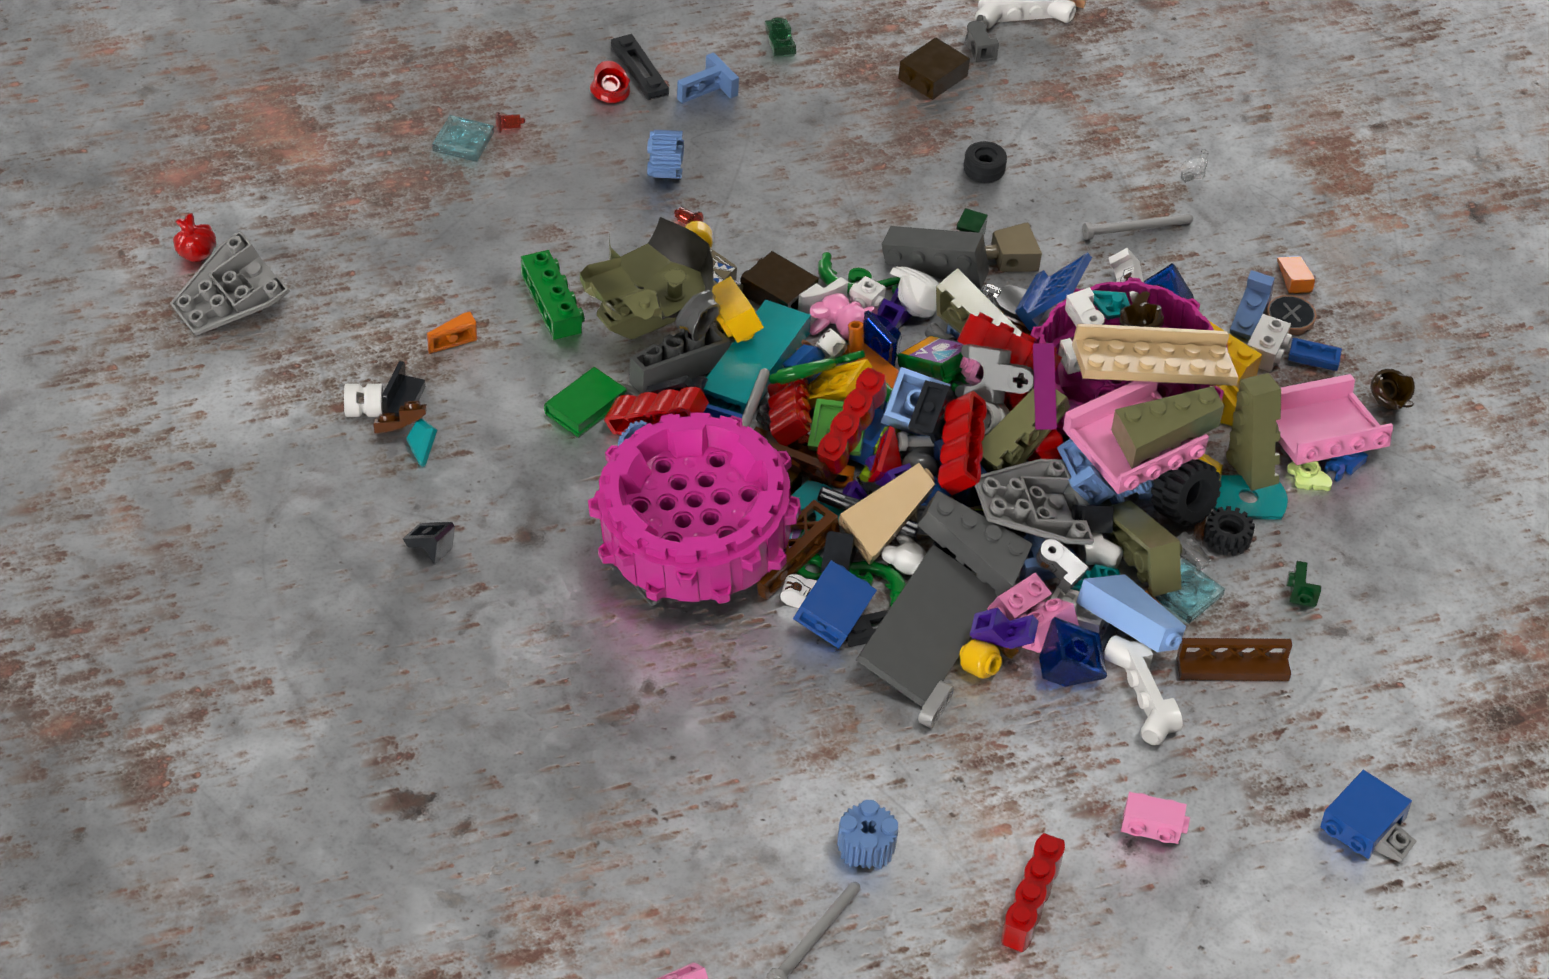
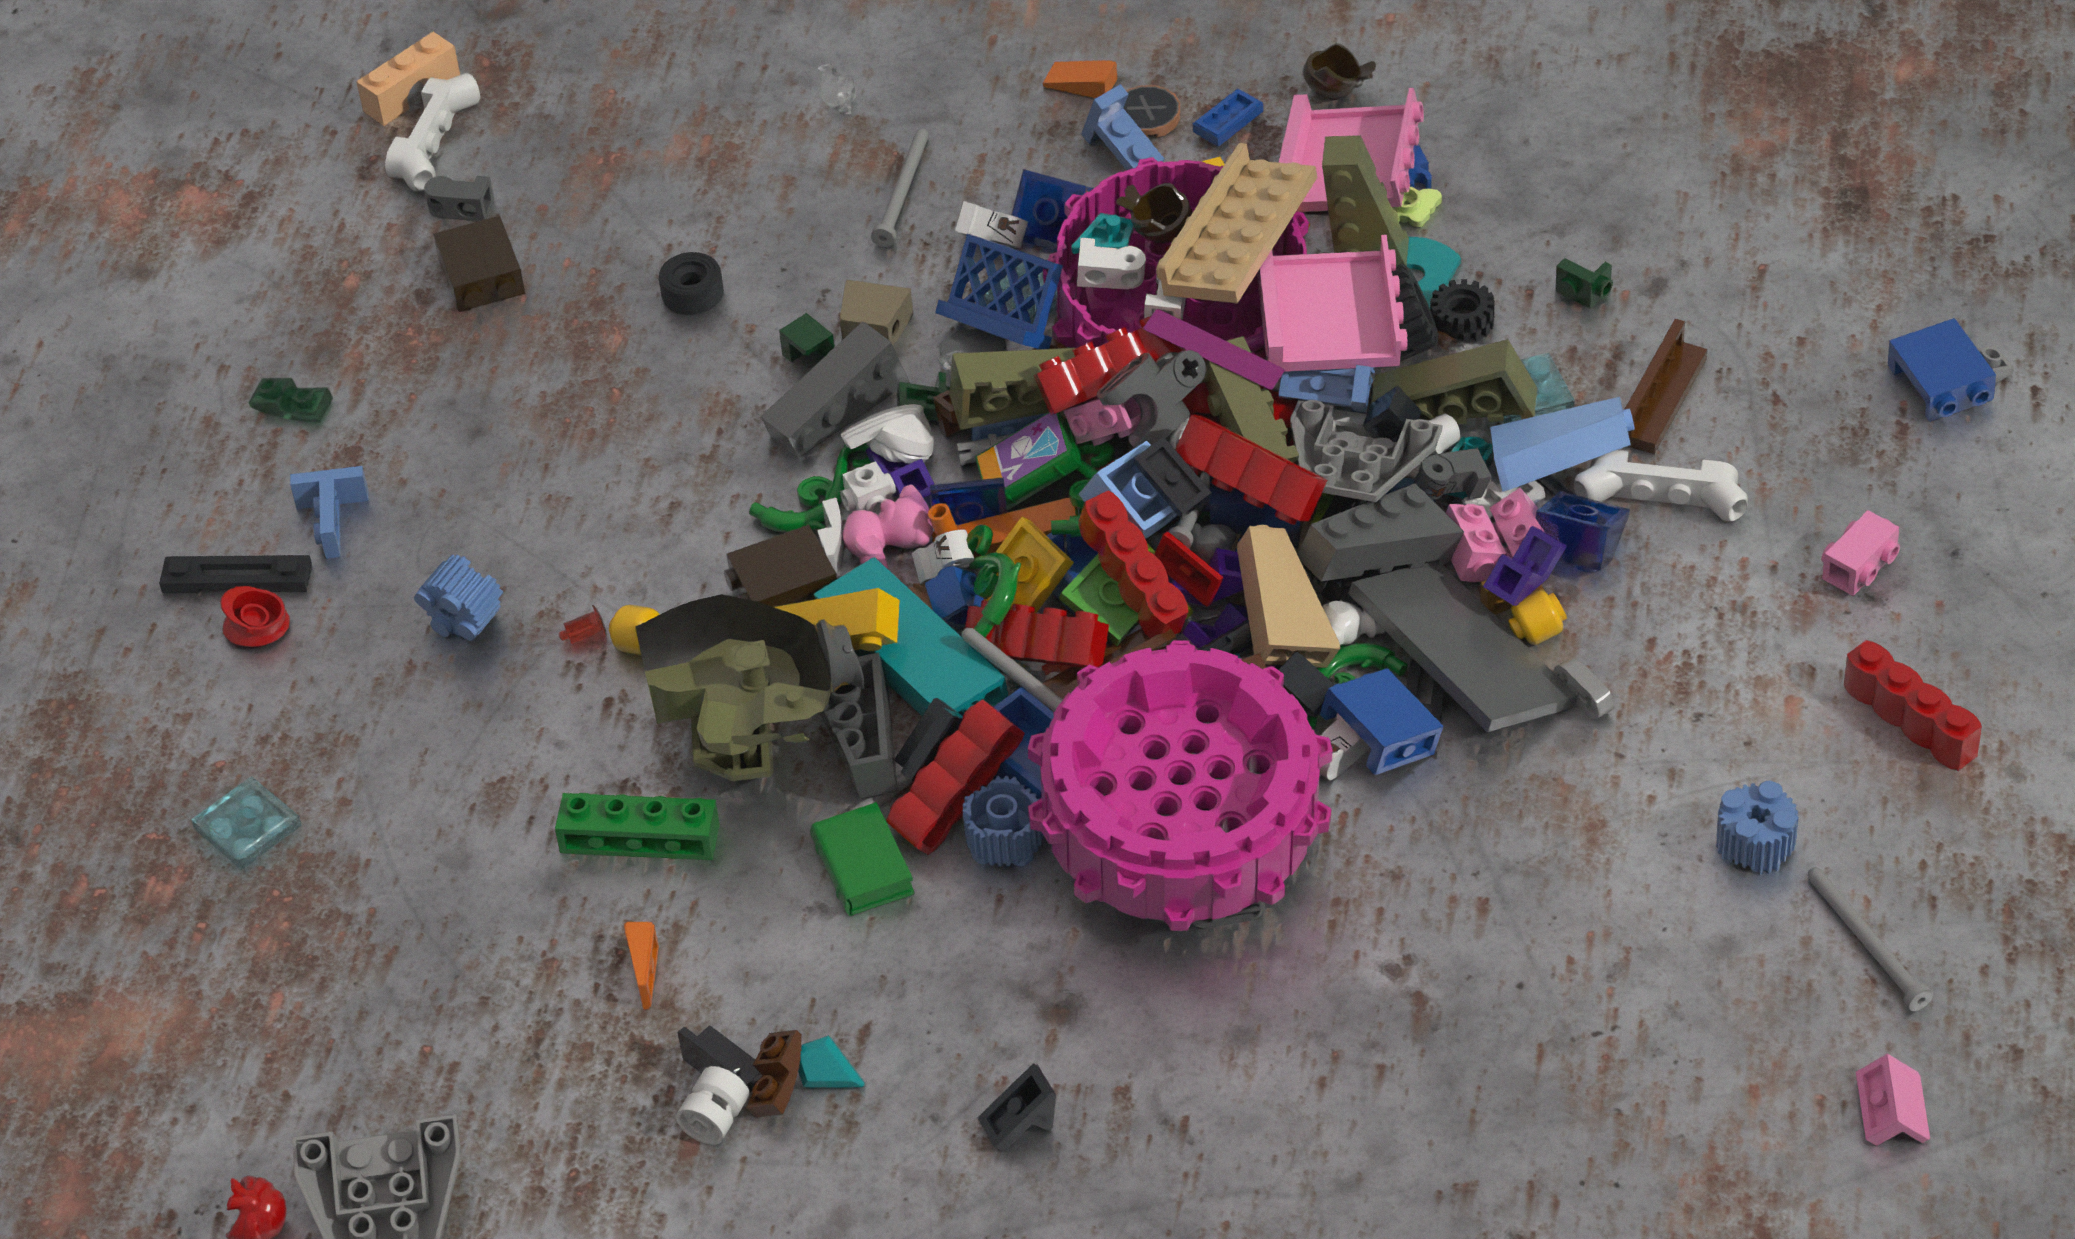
camera: 55 degrees left, 0 degrees up
(508, 121) = (246, 761): clear red piece -> none
(1164, 423) = (1343, 273): olive wedge -> none
(1269, 340) = (1183, 140): white brick -> none

